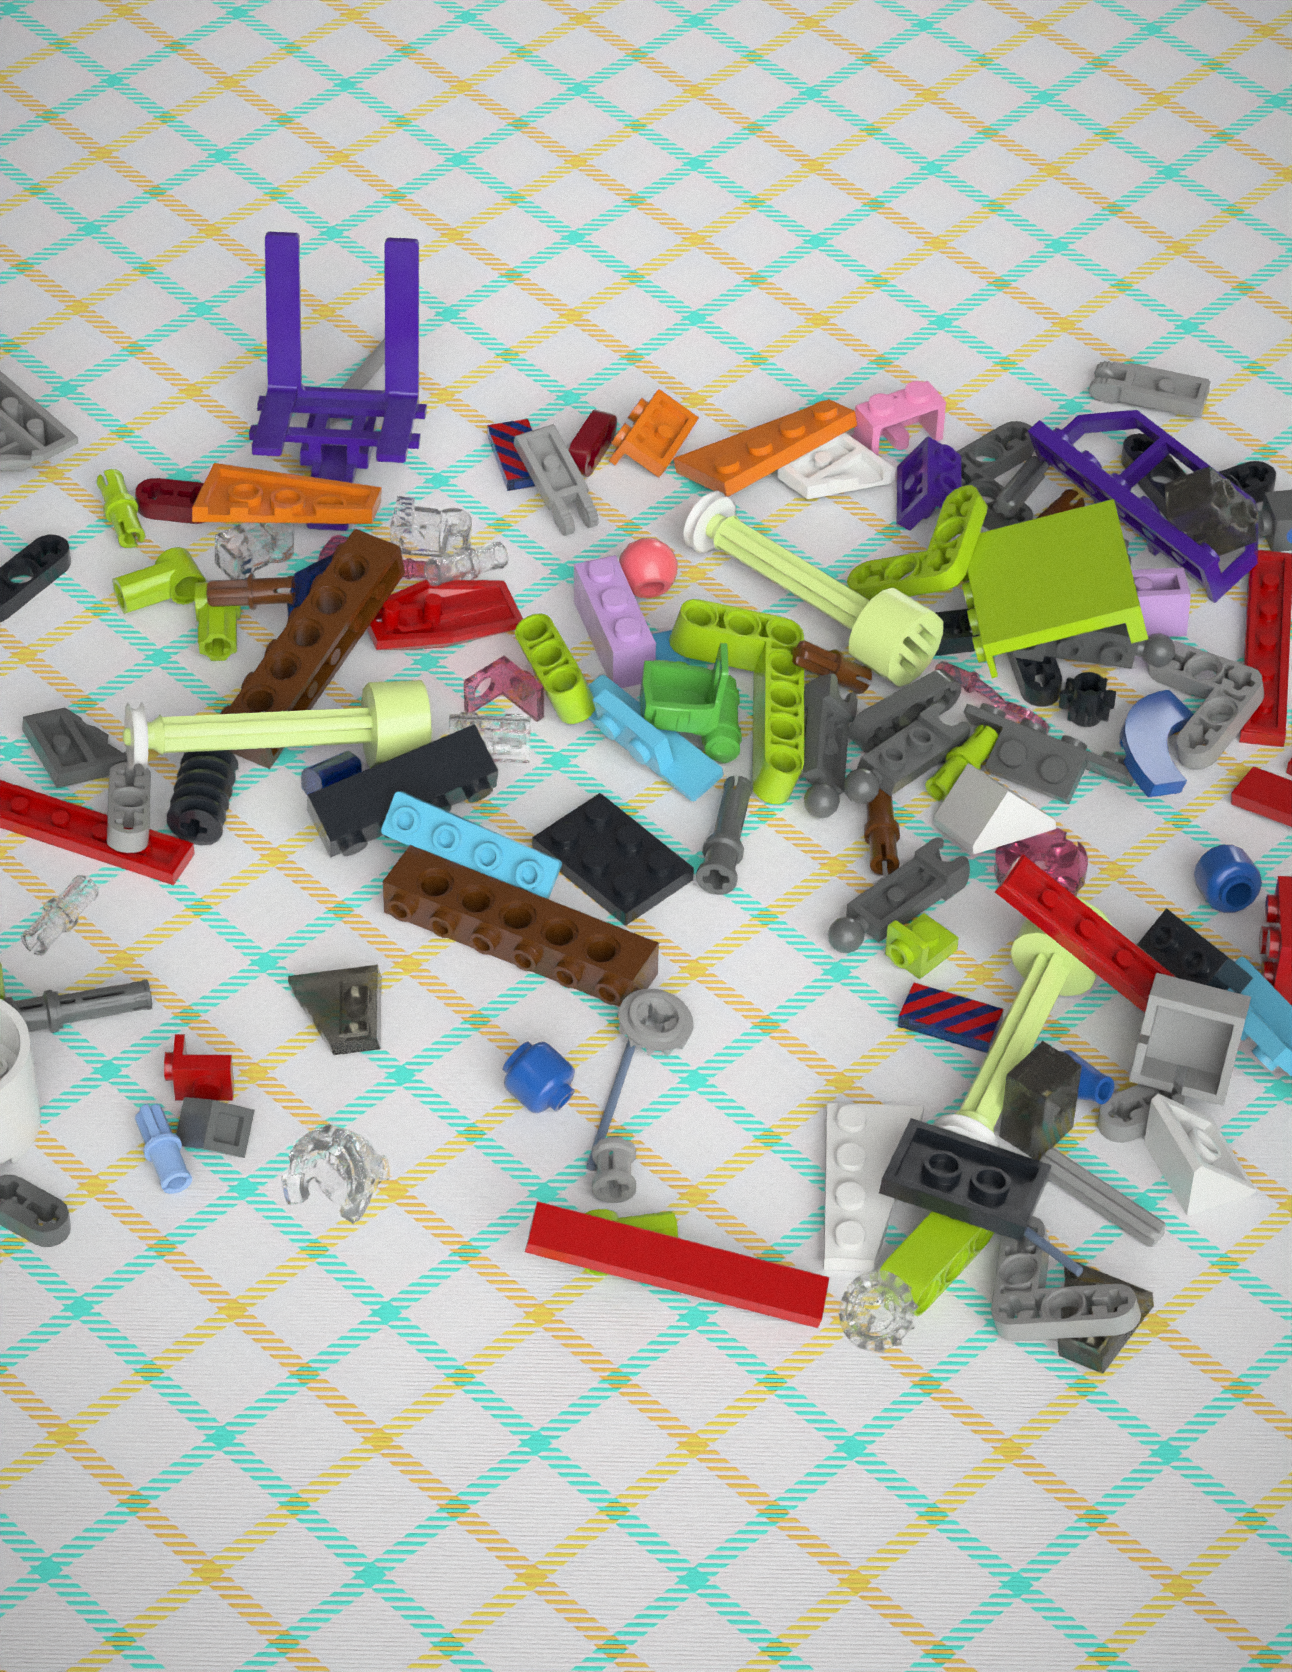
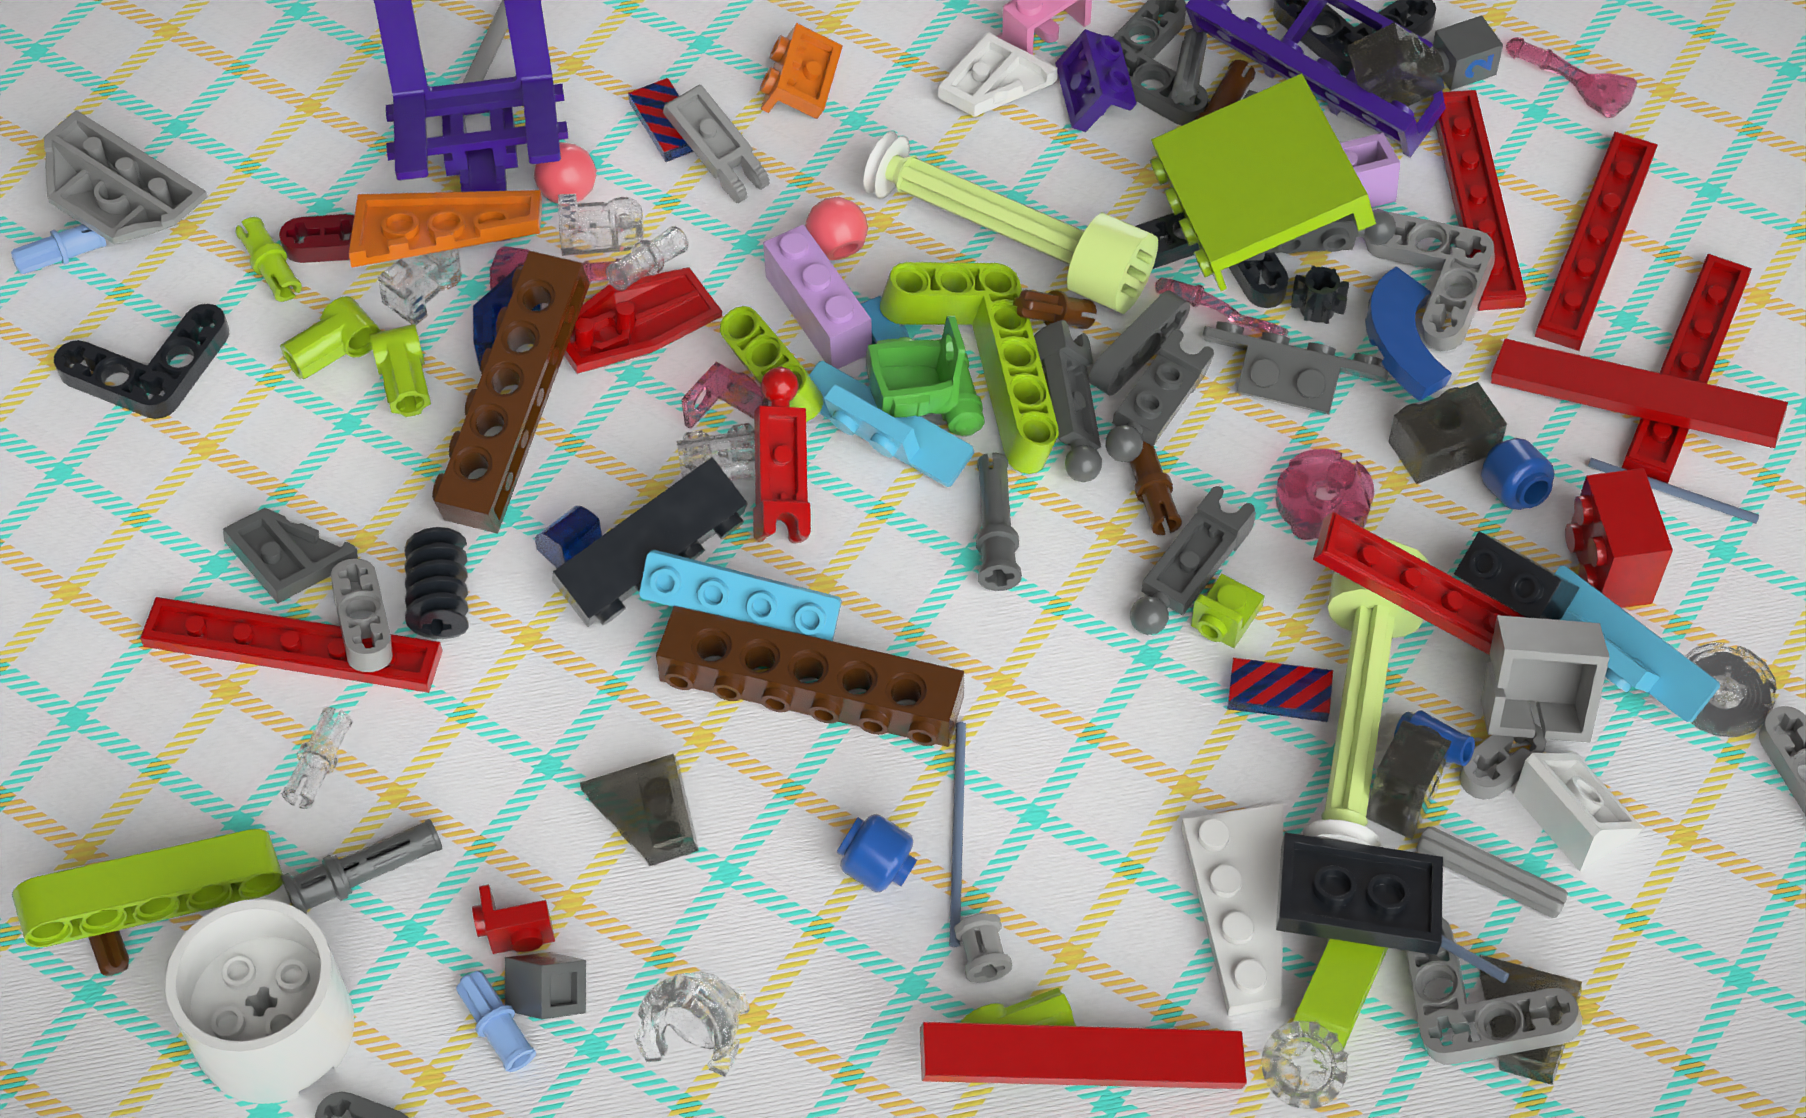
camera: 10 degrees left, 10 degrees up
(250, 592) = (433, 338): reddish brown axle -> none
(389, 724) = (616, 465): yellowish green piece -> none
(412, 479) = (570, 175): none -> coral piece
(540, 743) = (780, 460): none -> red plate
(593, 441) = (741, 91): dark red beam -> none
(614, 859) = (884, 571): black plate -> none
(662, 1008) = (982, 740): light grey gear -> none
(761, 450) = (918, 71): orange wing -> none
(943, 562) = (1129, 179): lime beam -> none
(972, 751) = (1213, 391): lime pin -> none
(988, 814) = (1259, 448): white slope -> none
(1169, 832) = (1470, 432): none -> clear smoke brick

